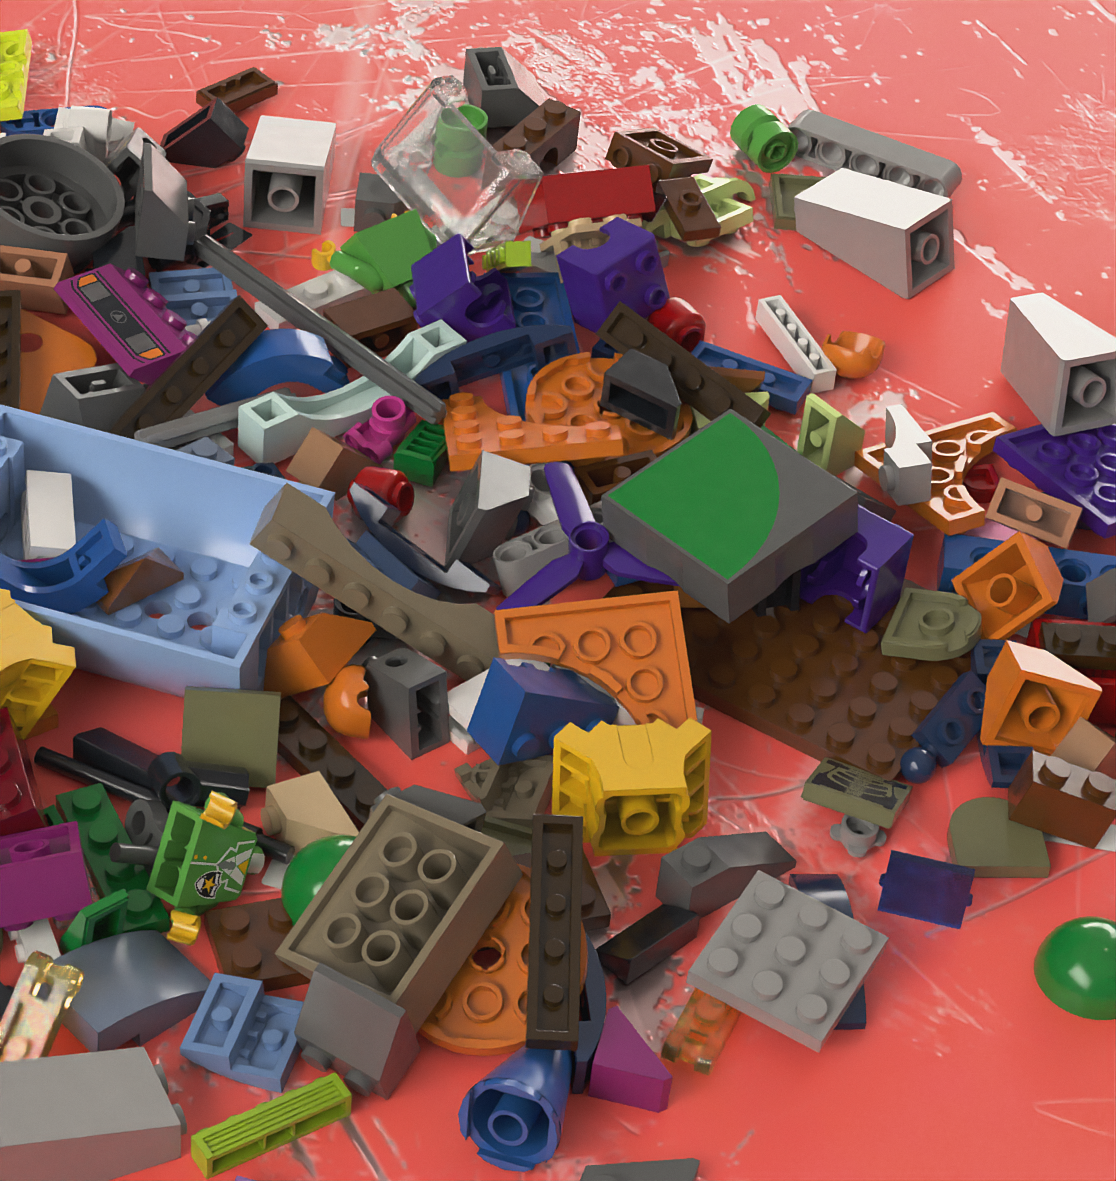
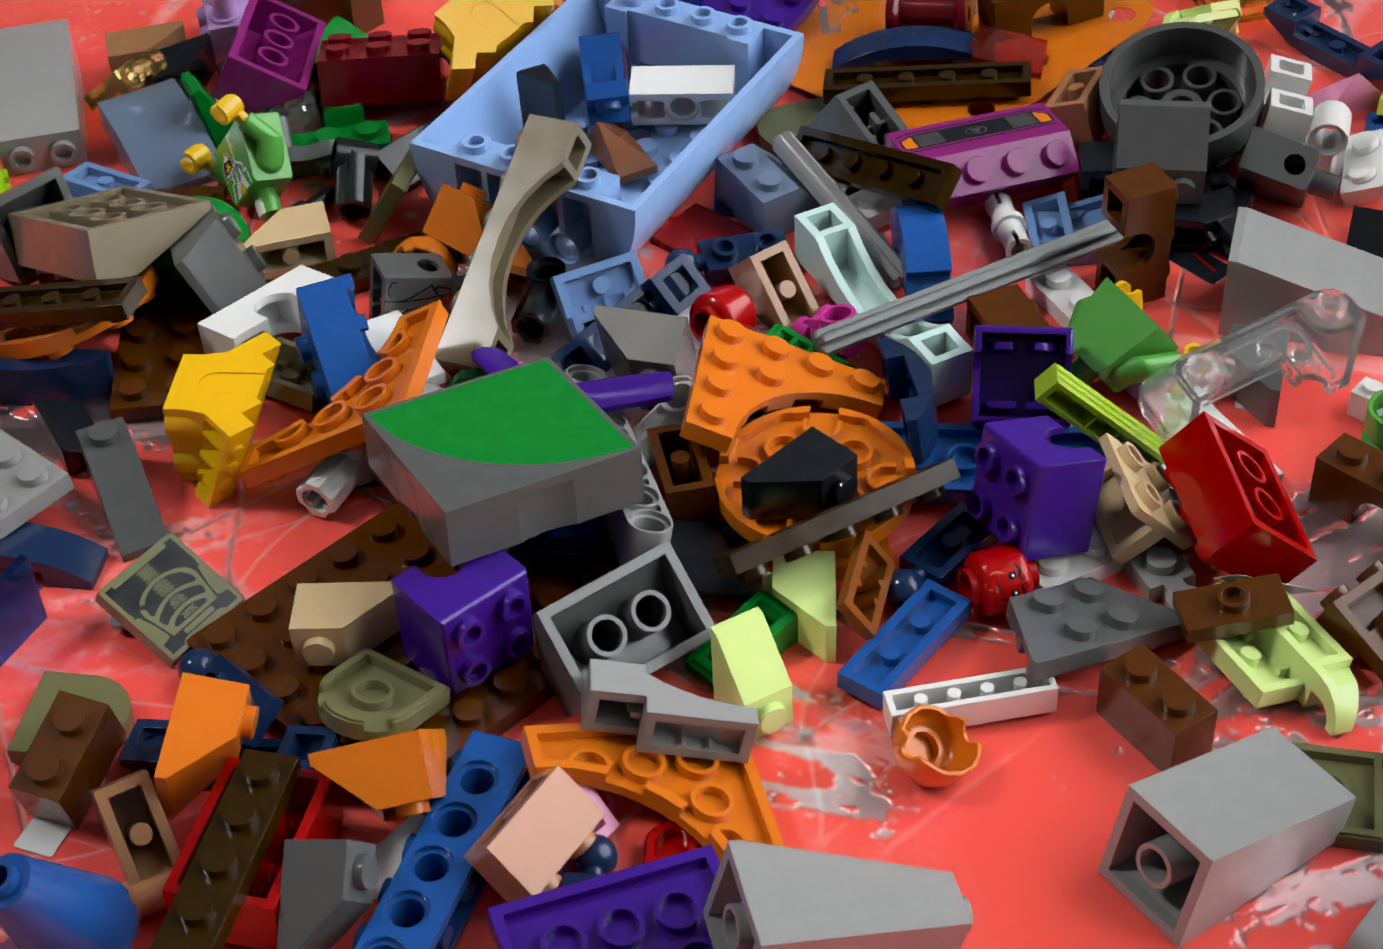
camera: 110 degrees right, 0 degrees up
(111, 596) = (539, 93): none -> black slope
(269, 205) = (1142, 210): none -> reddish brown arch
(507, 799) = (266, 309): none -> white arch
(716, 287) = (1085, 625): none -> dark grey wing
(779, 257) = (1155, 709): none -> reddish brown brick
(866, 655) = (340, 620): none -> tan slope

